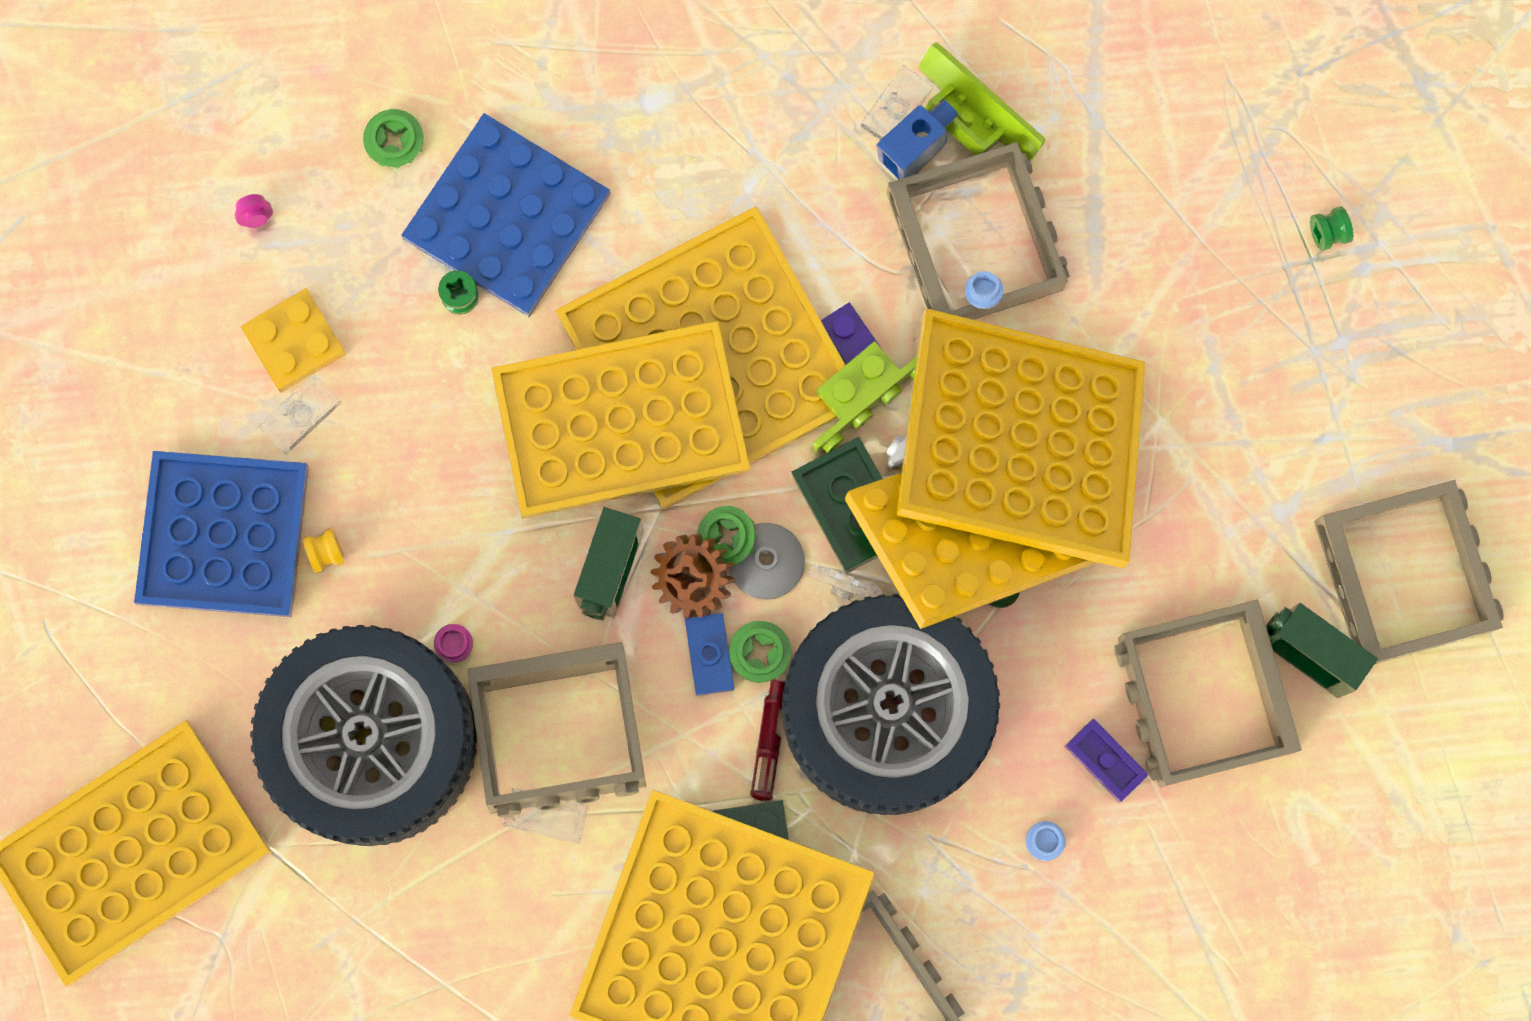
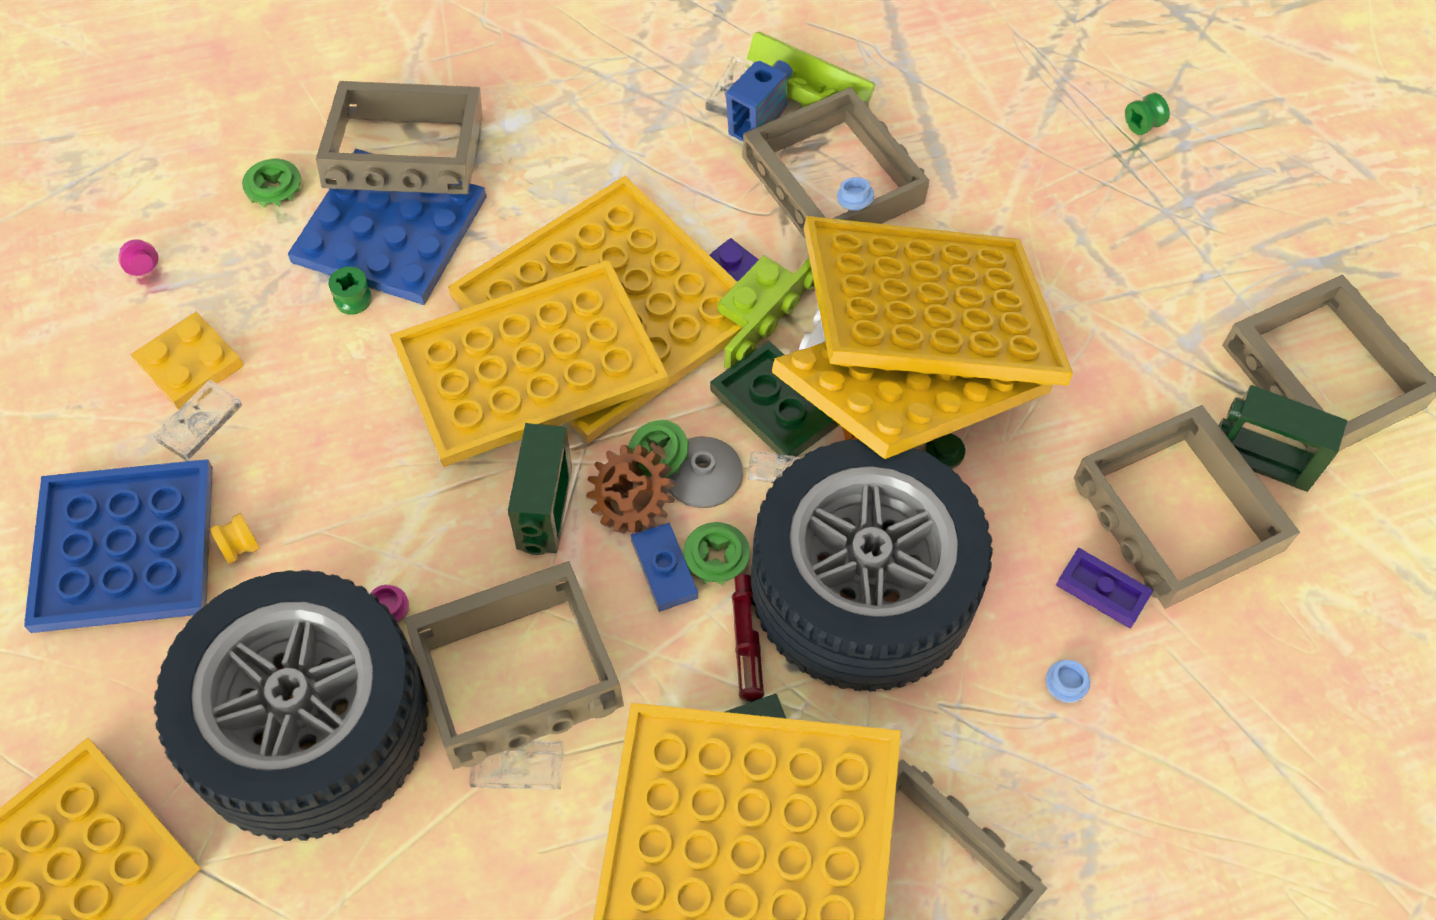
camera: 10 degrees left, 20 degrees down
(544, 66) = (400, 103): none -> dark tan window

